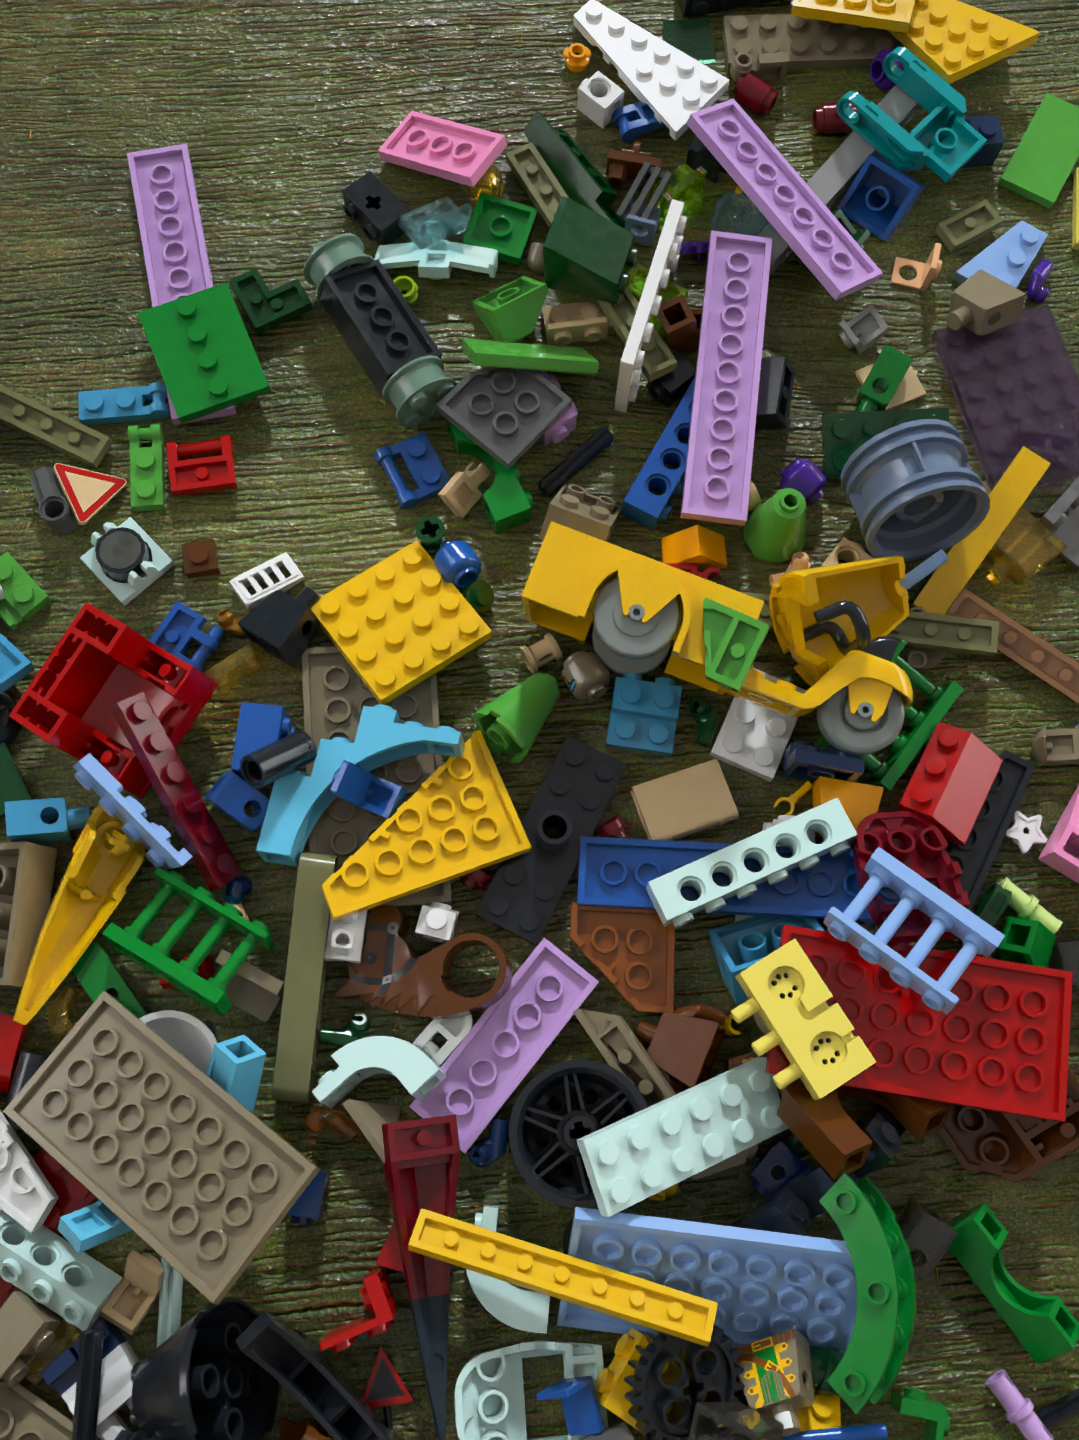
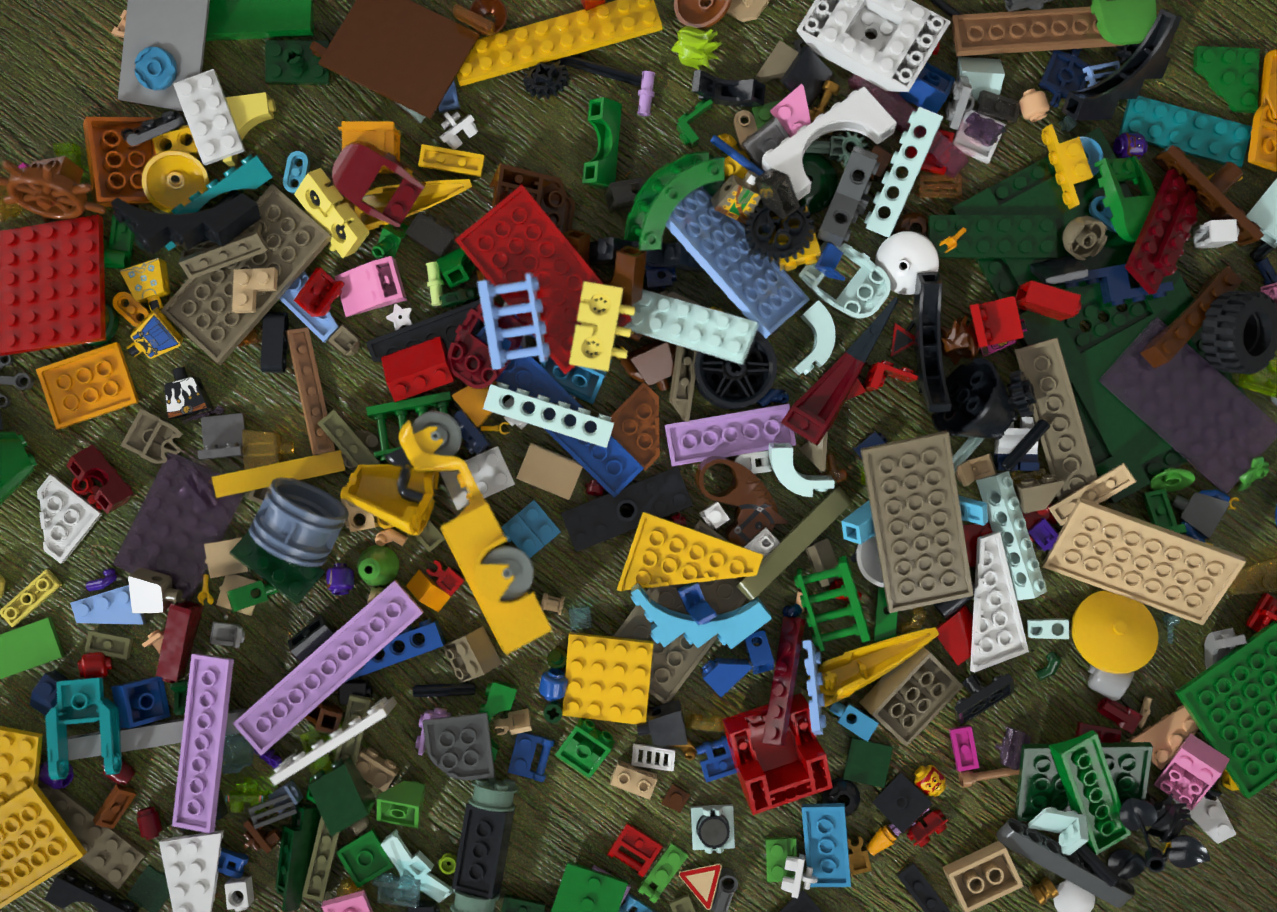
camera: 135 degrees left, 15 degrees up
(269, 535) = (633, 779): none -> tan brick
(278, 759) = (727, 653): black pin -> none
(354, 1030) = (794, 499): dark green arm -> none
(357, 527) = (585, 747): none -> green plate
(493, 666) = (580, 618): none -> clear light blue plate
(517, 716) = (591, 581): bright green cone -> none
(529, 356) = (421, 765): bright green tile -> none
(564, 1277) = (794, 316): yellow plate -> none
(585, 675) = (543, 573): dark tan head -> none
(706, 719) = (501, 501): dark green arm -> none
(730, 644) = (477, 519): bright green wing -> none
(768, 67) = (126, 834): dark tan plate -> none
(804, 83) = (114, 806): none -> dark orange plate
(910, 285) = (178, 639): none -> dark red slope
(924, 569) = (327, 481): light blue tile -> none
(925, 349) = (205, 592): none -> yellow hand
(946, 392) = (219, 559): none -> tan piece
(961, 192) = (94, 665): none -> red head

